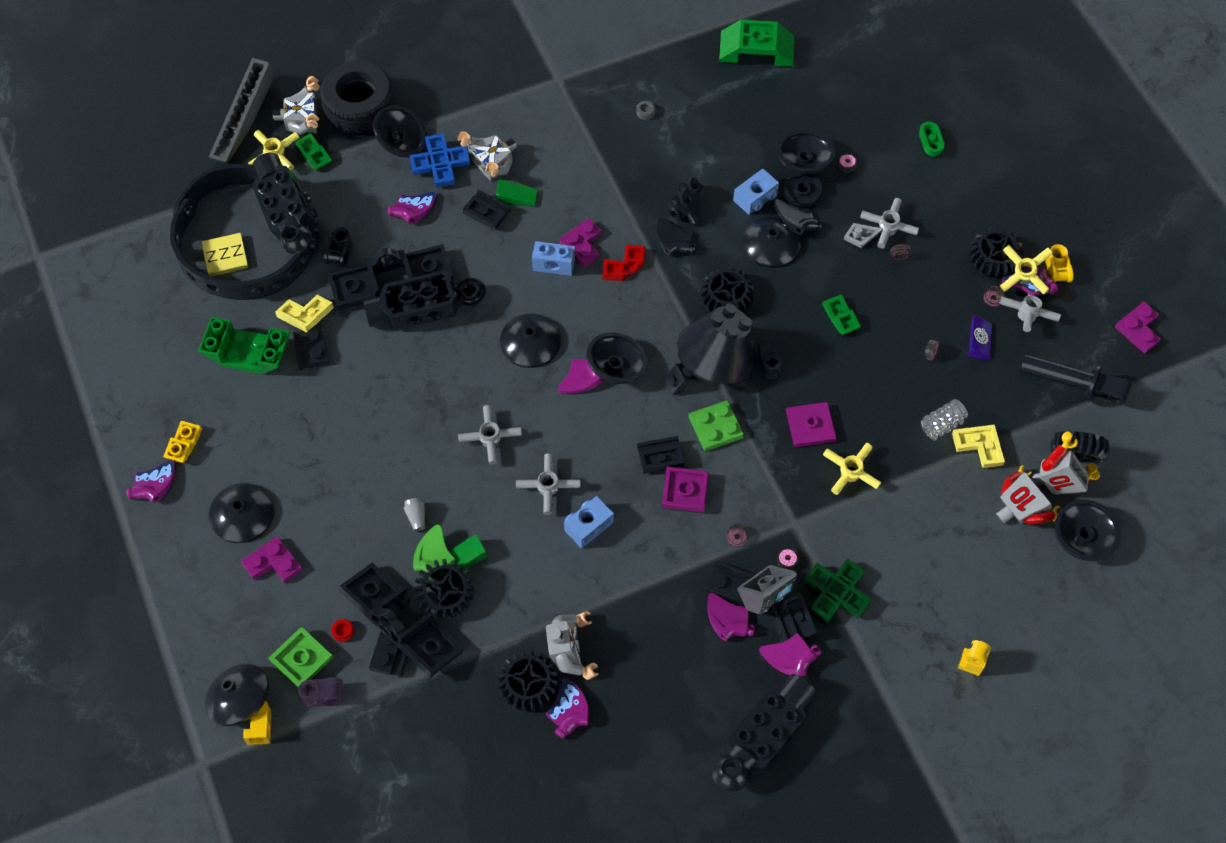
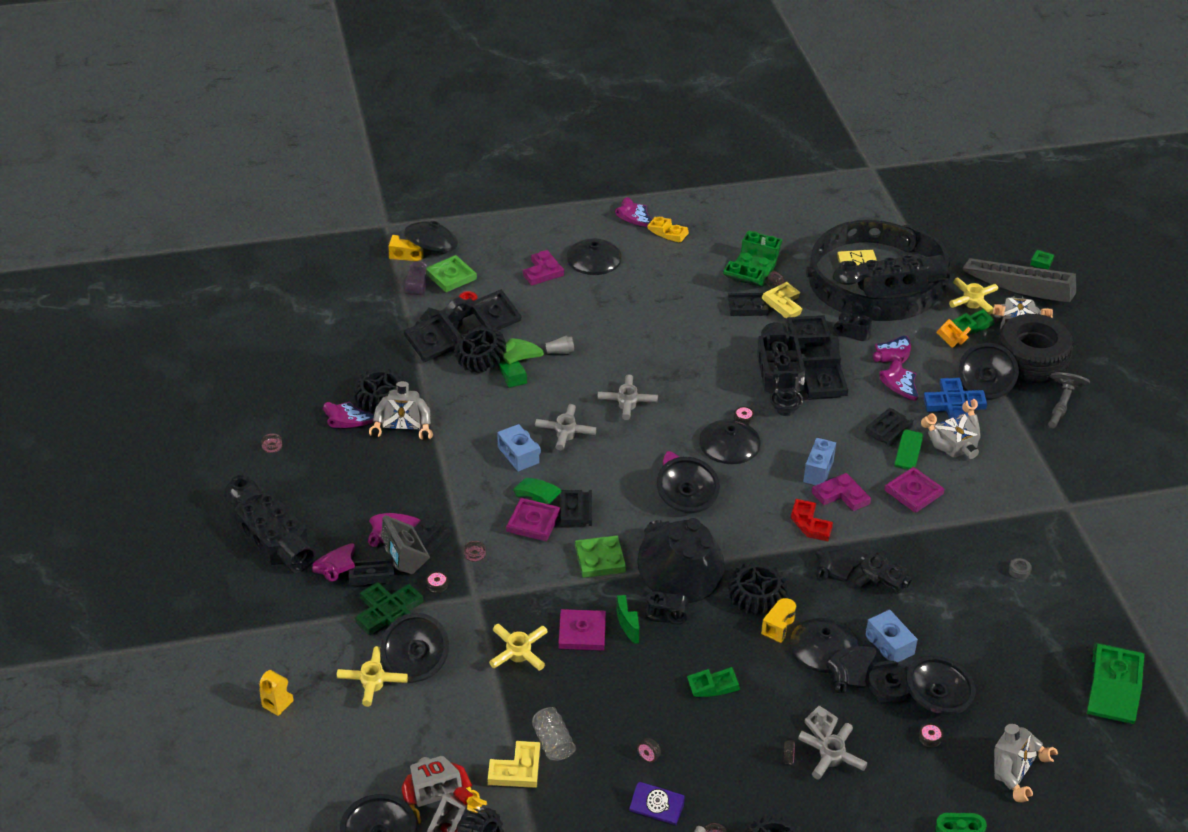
camera: 100 degrees right, 20 degrees down
(210, 94) = (1042, 260): none -> green tile
(271, 322) = (774, 279): none -> clear smoke tile
(339, 164) = (952, 334): none -> light orange bracket
(367, 214) = (897, 349): none -> magenta arm
(404, 74) = (1069, 382): none -> dark grey dish
(491, 331) = (744, 415): none -> tile
(568, 186) = (914, 489): none -> magenta plate
(629, 777) = (271, 443): none -> clear smoke tile
(647, 492) = (537, 490): none -> green slope
(759, 274) = (778, 618): none -> yellow leg
(798, 384) = (627, 620): none -> green slope
(861, 102) = (1015, 755): none -> light grey torso
(887, 549) = (405, 637): none -> black dish
(918, 588) = (372, 676): none -> light yellow bar

